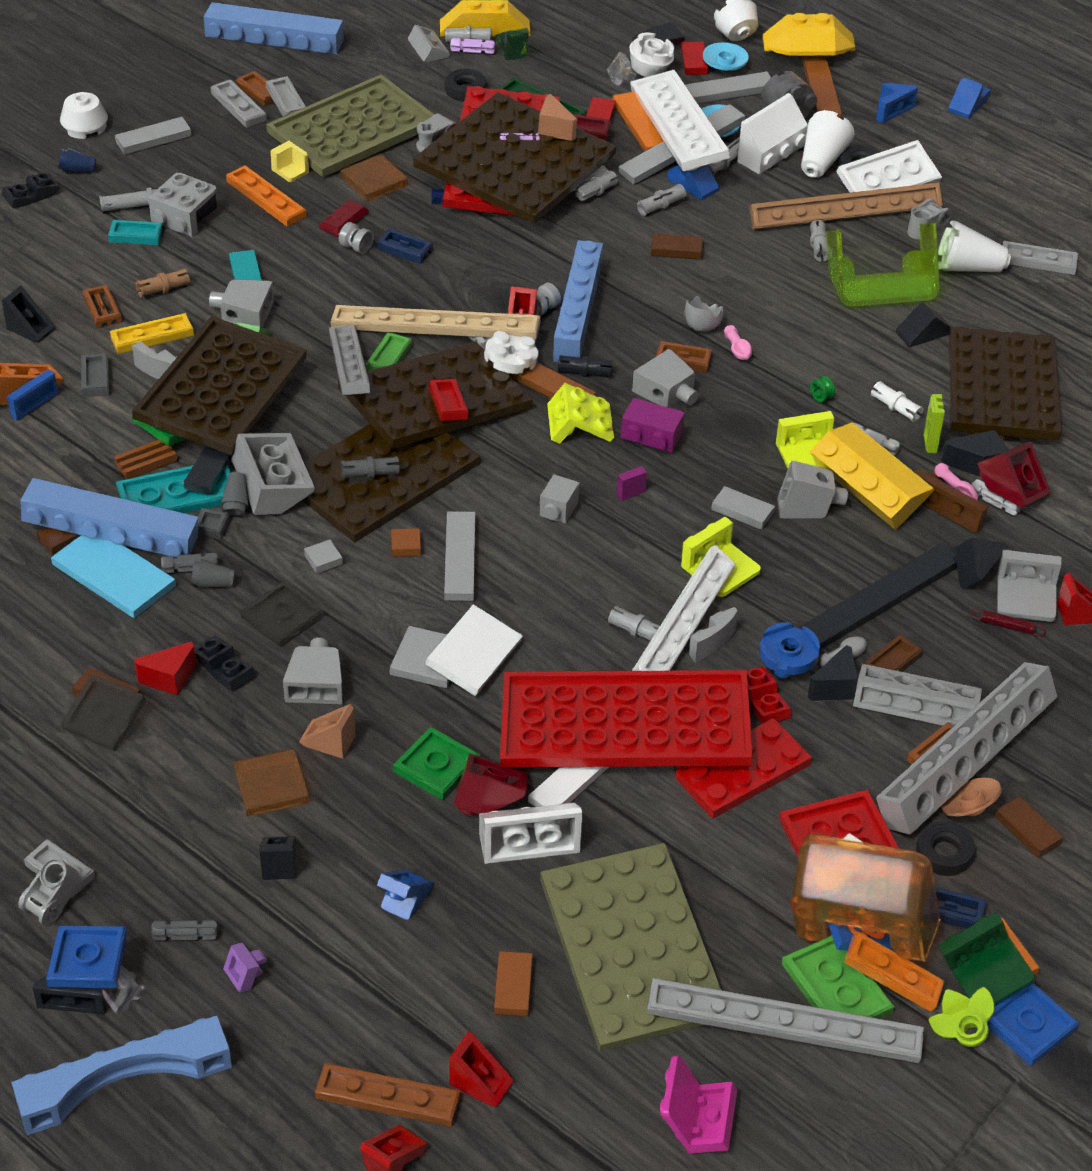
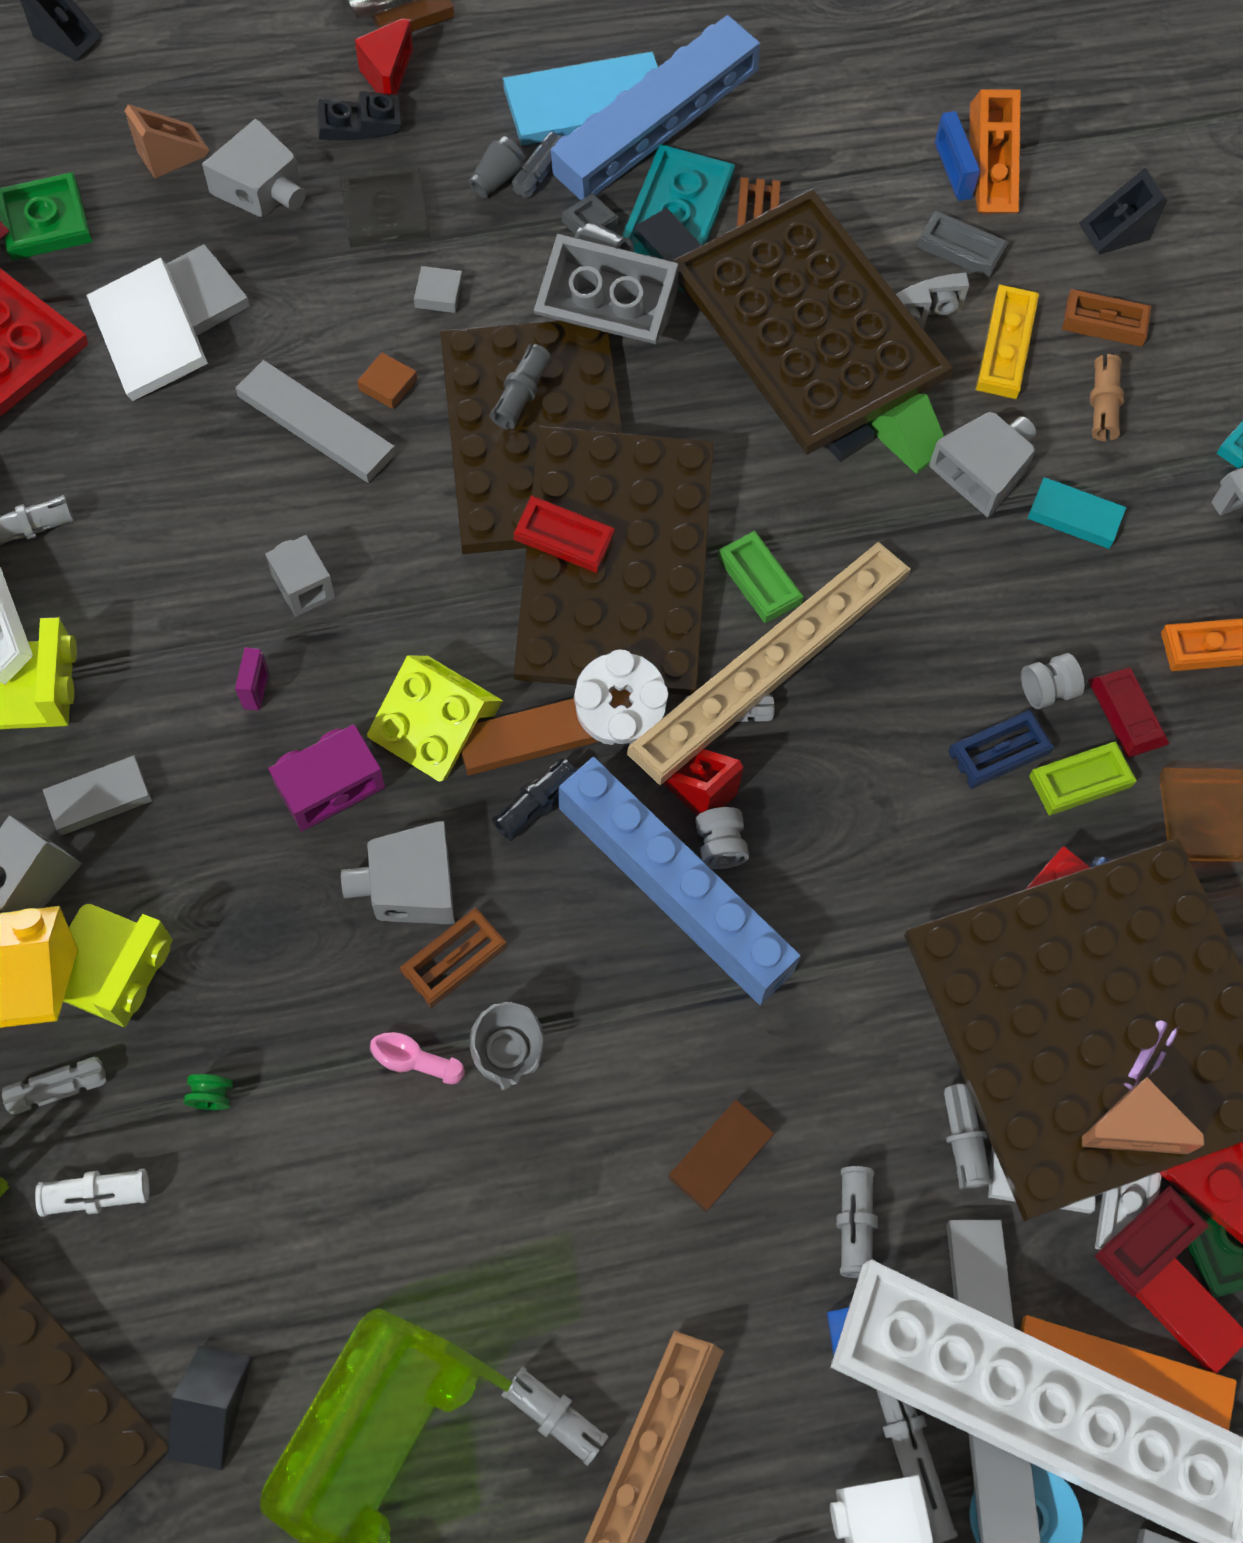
camera: 125 degrees right, 20 degrees up
(270, 782) = (160, 72): clear orange tile -> none
(349, 360) = (746, 477): light grey tile -> none
(394, 218) = (1082, 778): none -> lime tile

